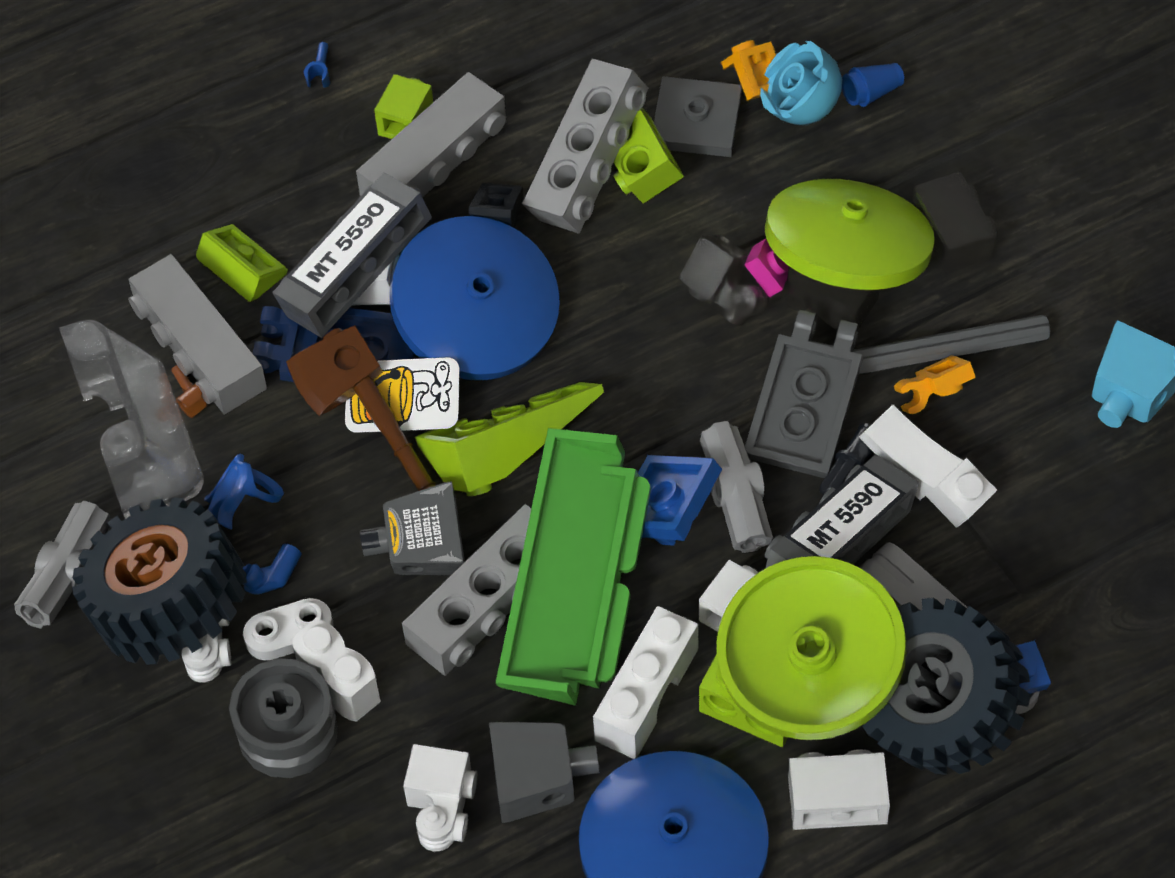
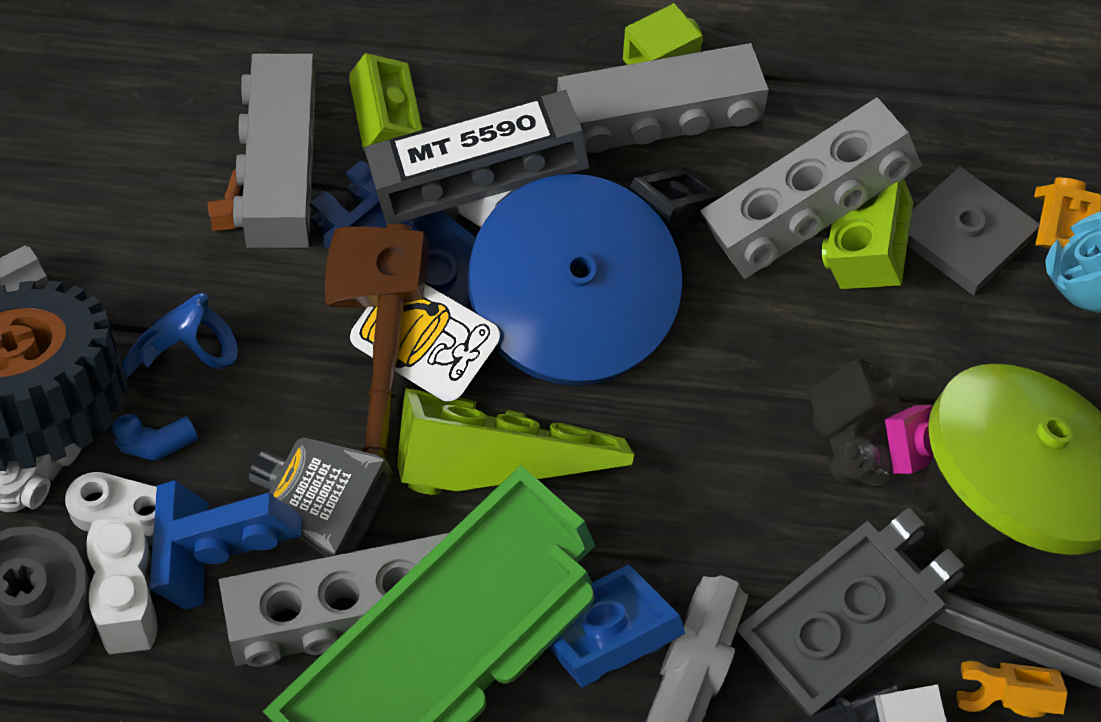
camera: 30 degrees right, 0 degrees up
(152, 450) = (143, 229): clear windscreen -> none
(373, 601) = (192, 535): none -> blue bracket

